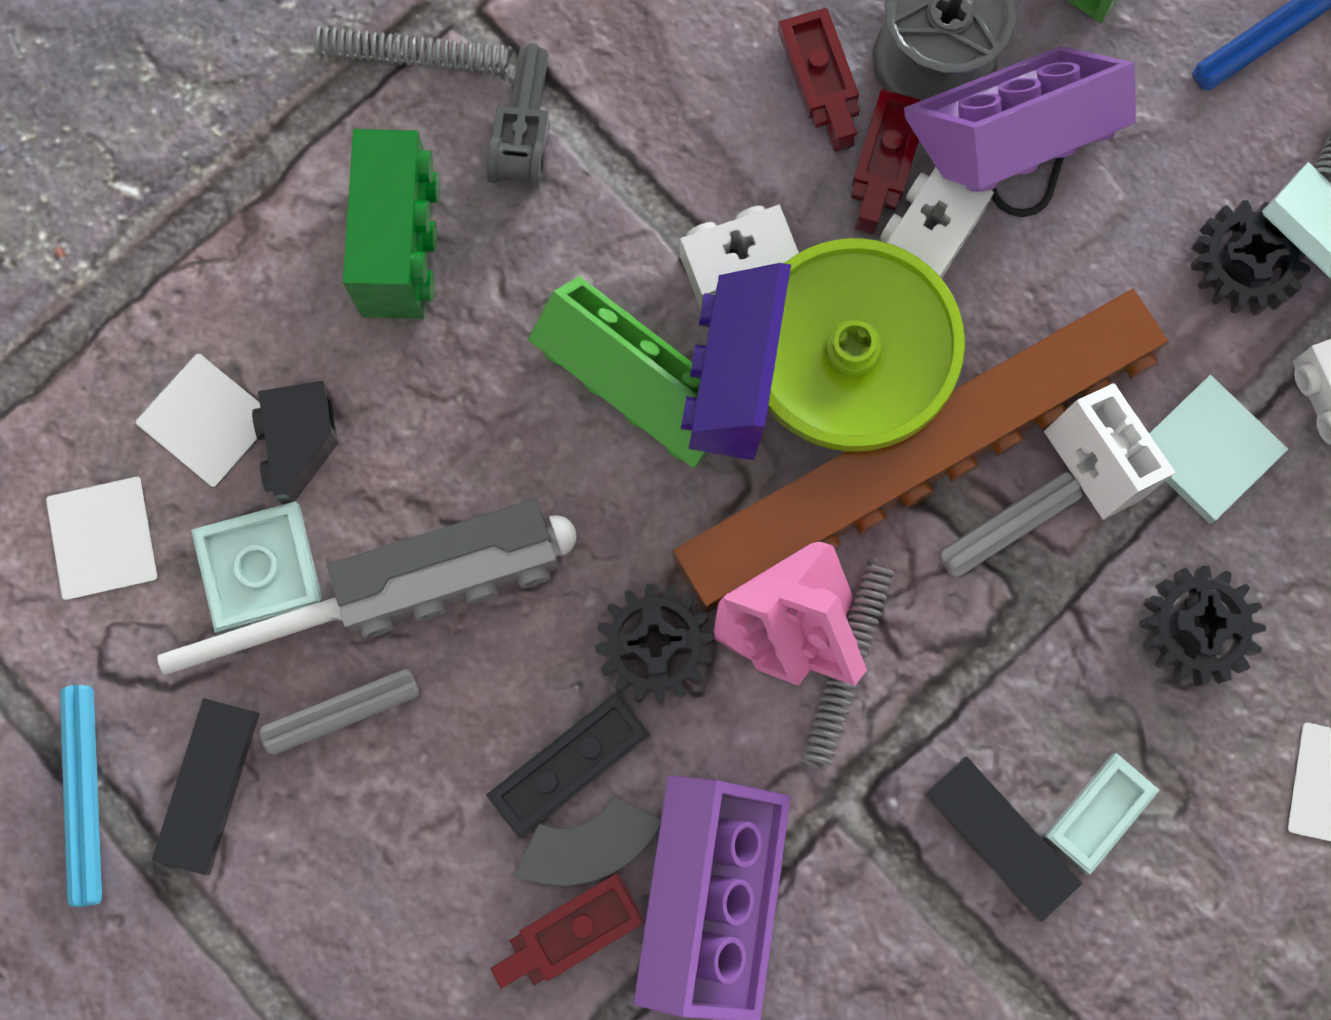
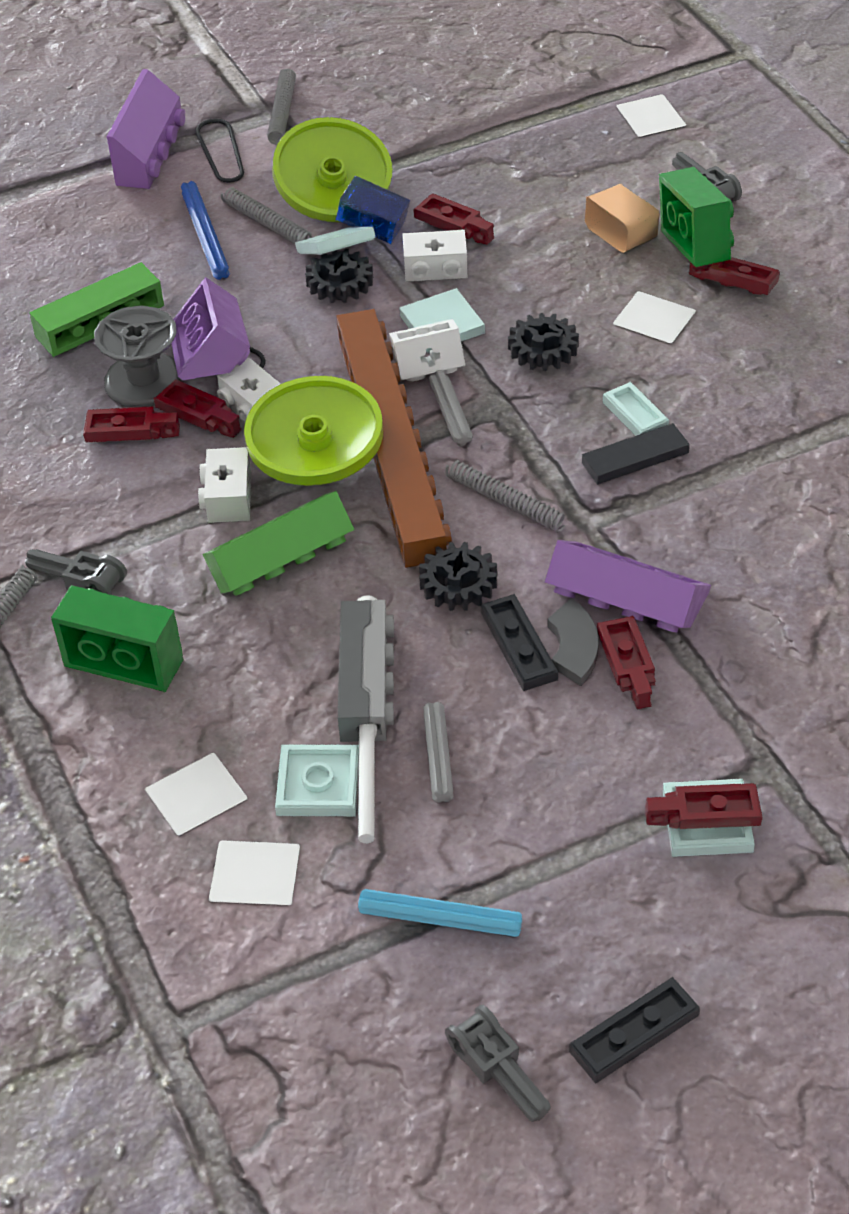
camera: 70 degrees left, 30 degrees down
(205, 787) = (461, 838): black tile -> none
(297, 434) = (237, 730): black slope -> none
(736, 361) = (307, 454): dark purple slope -> none
(794, 619) = (474, 496): bright pink piece -> none

